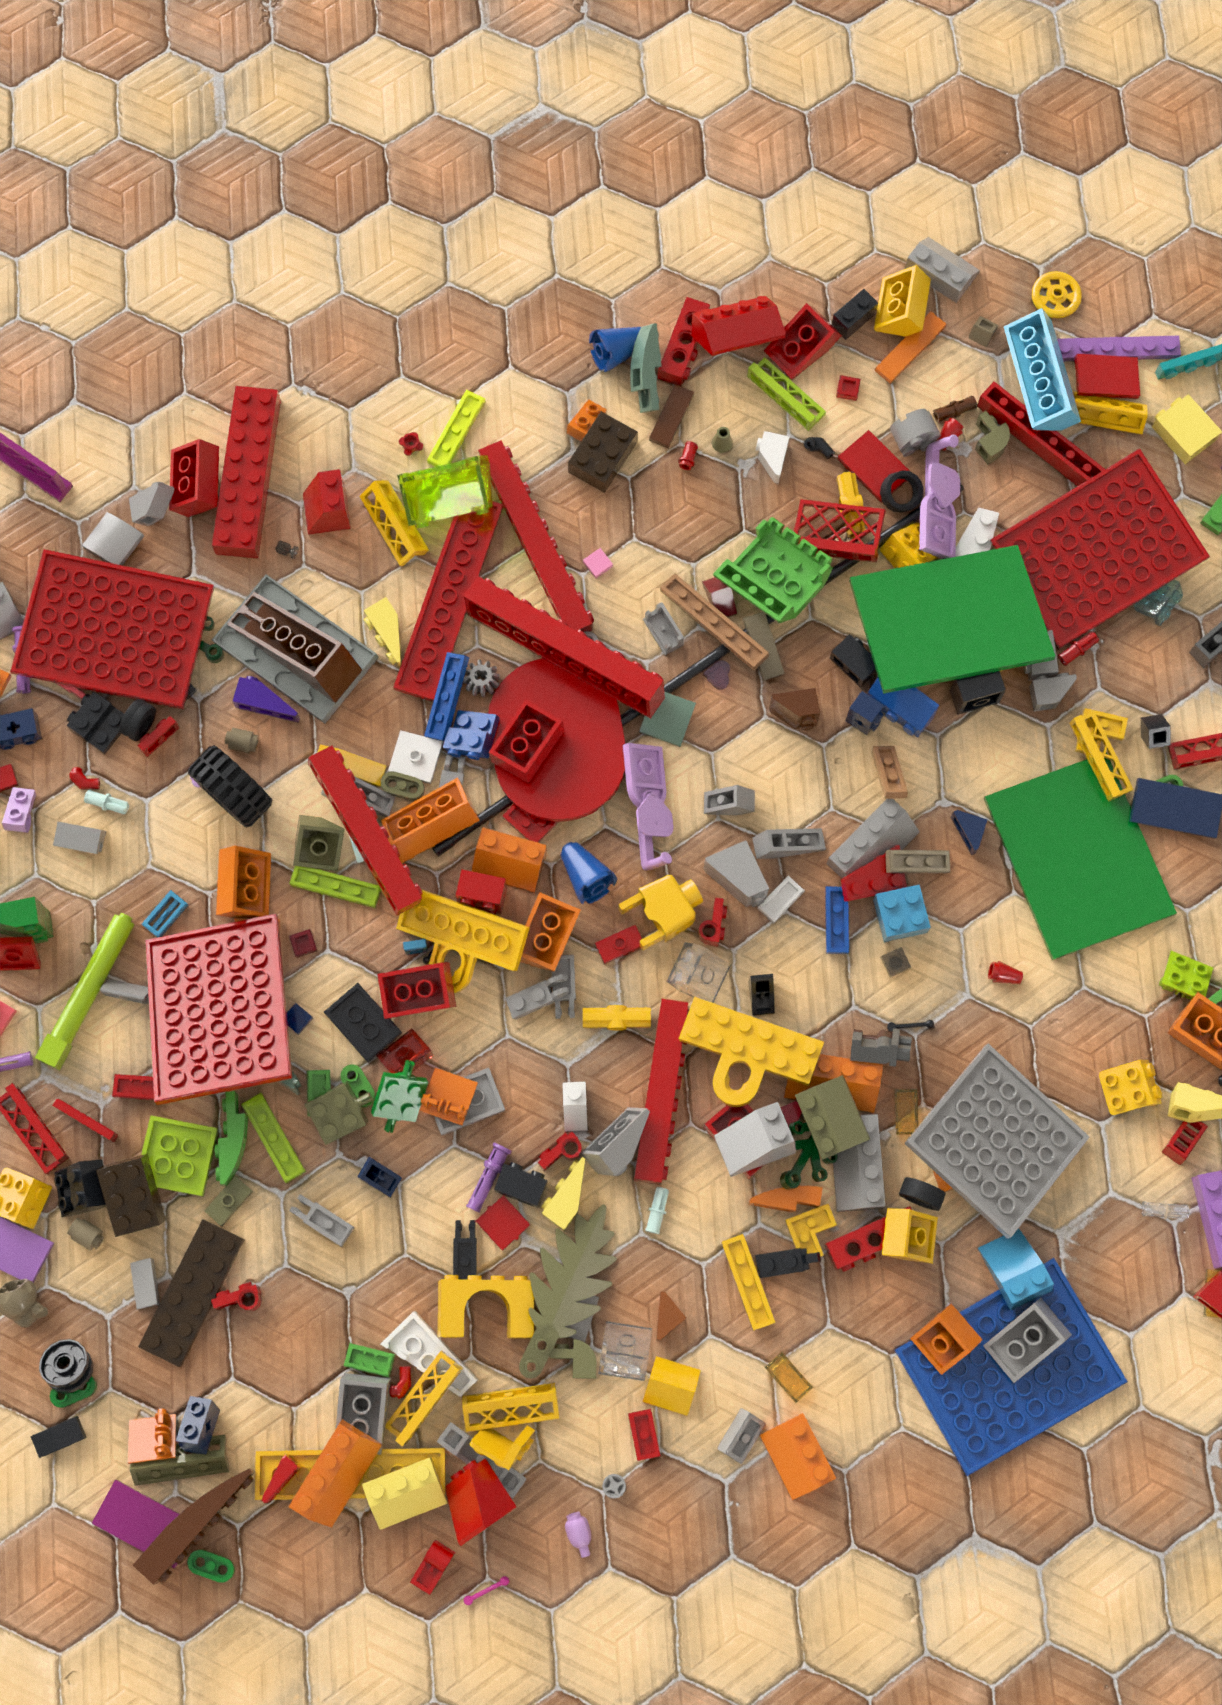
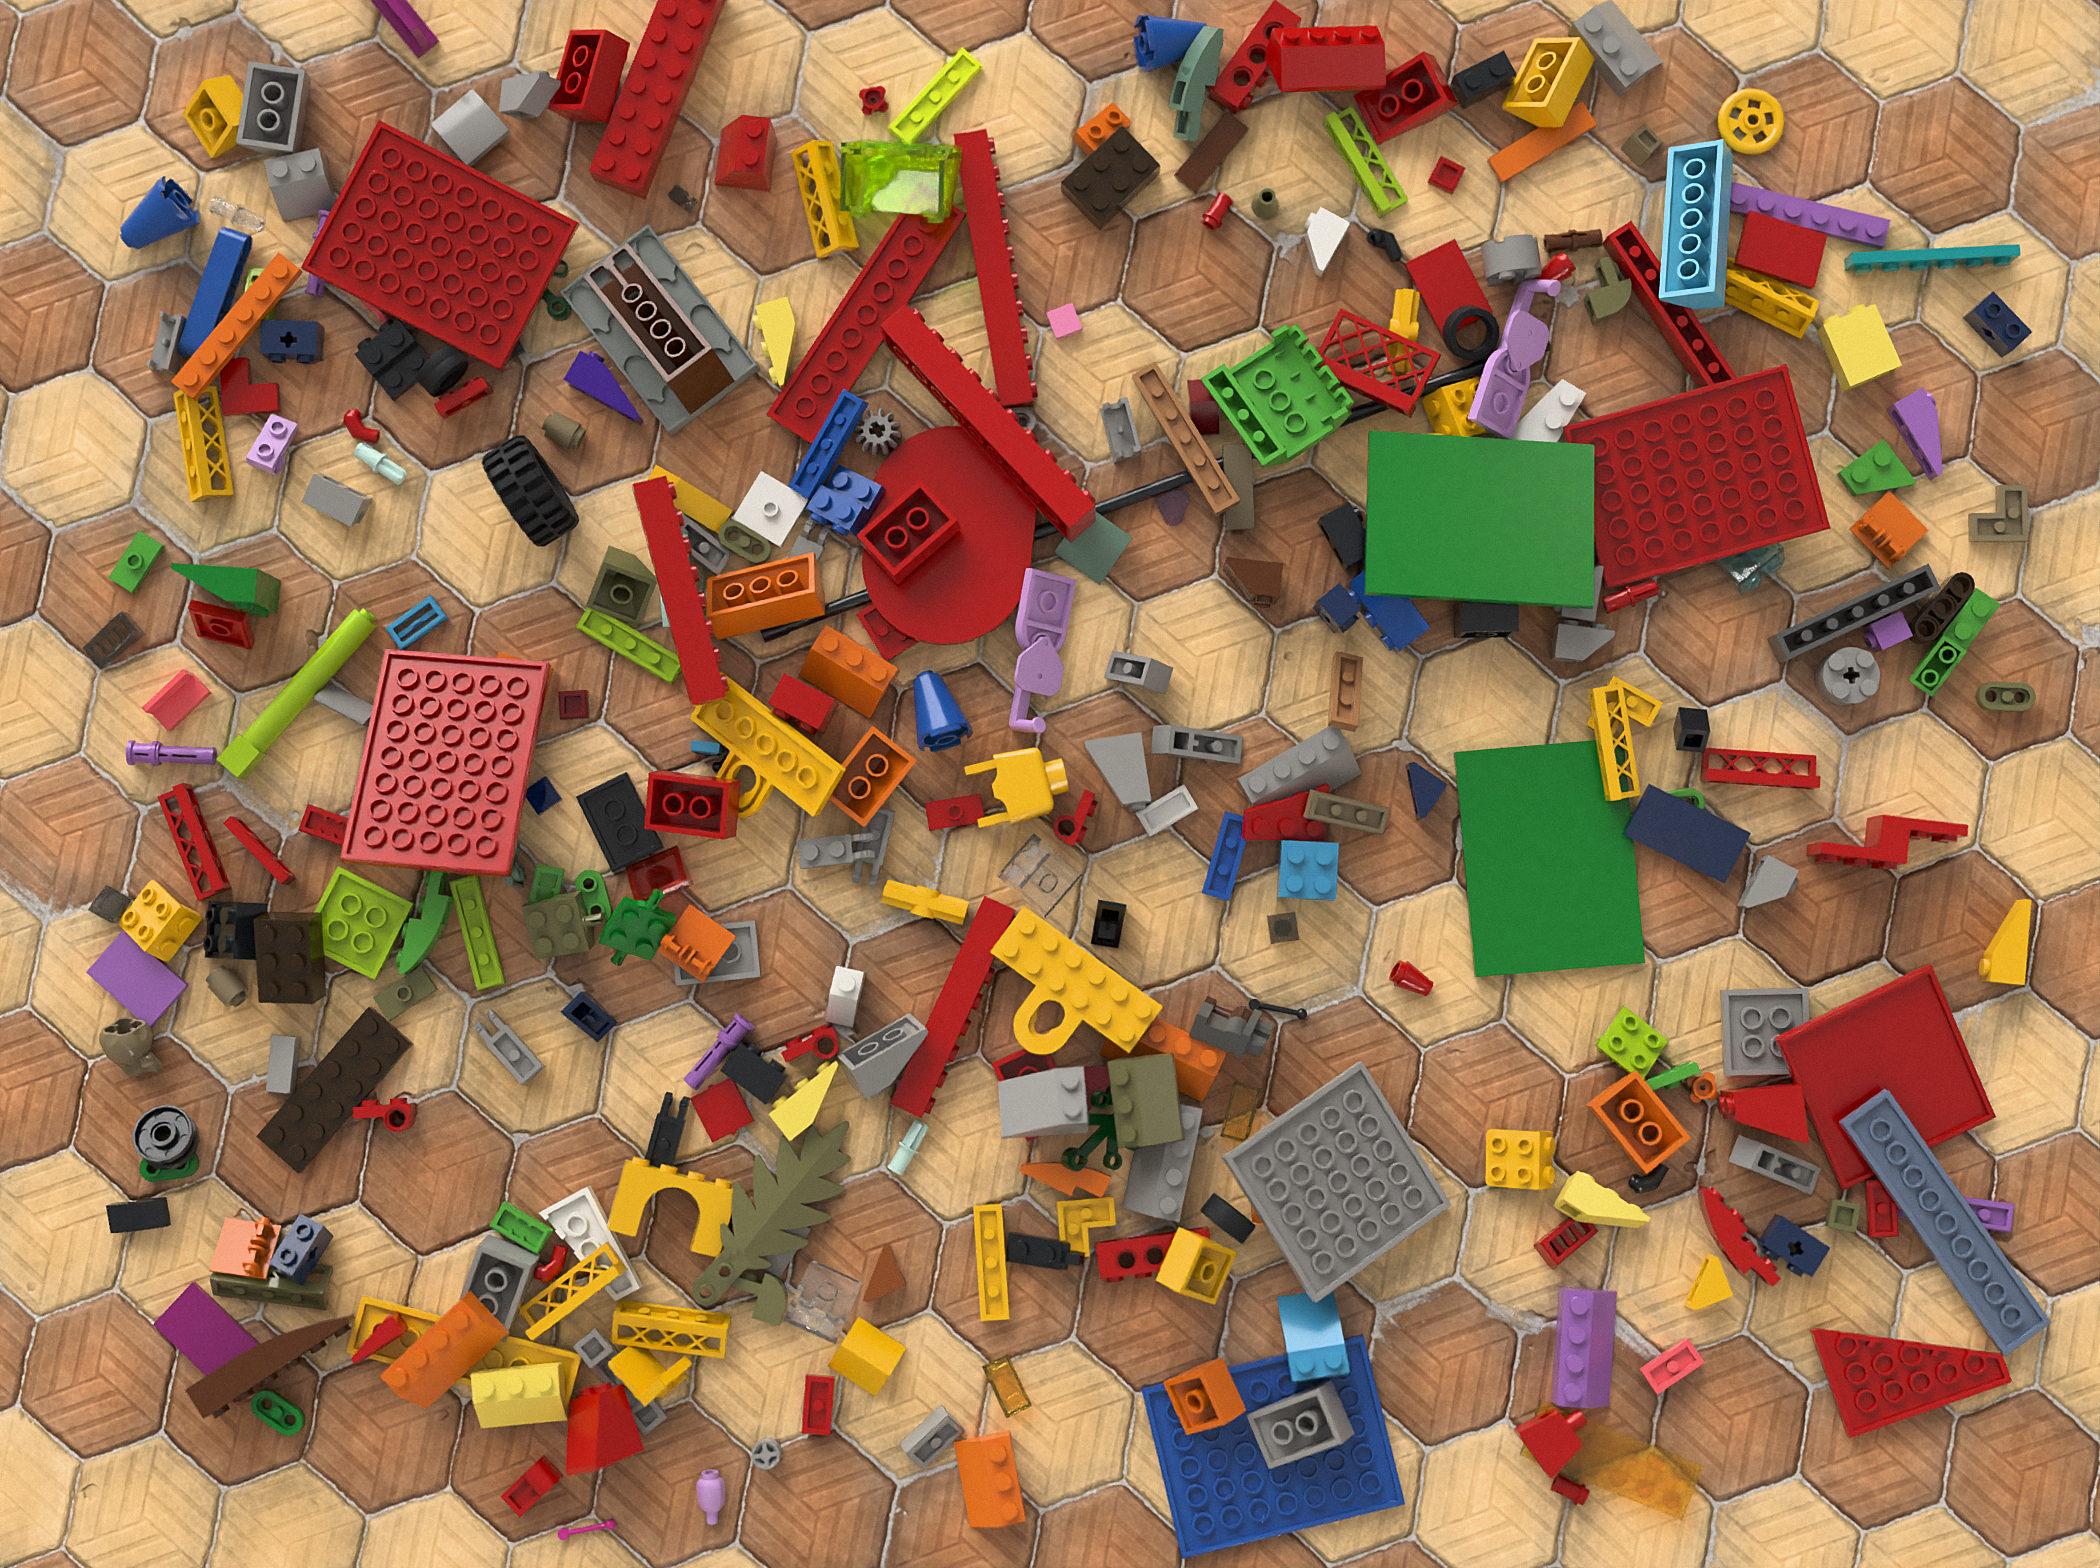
camera: 20 degrees right, 10 degrees up
(243, 883) = (520, 611): orange slope -> none

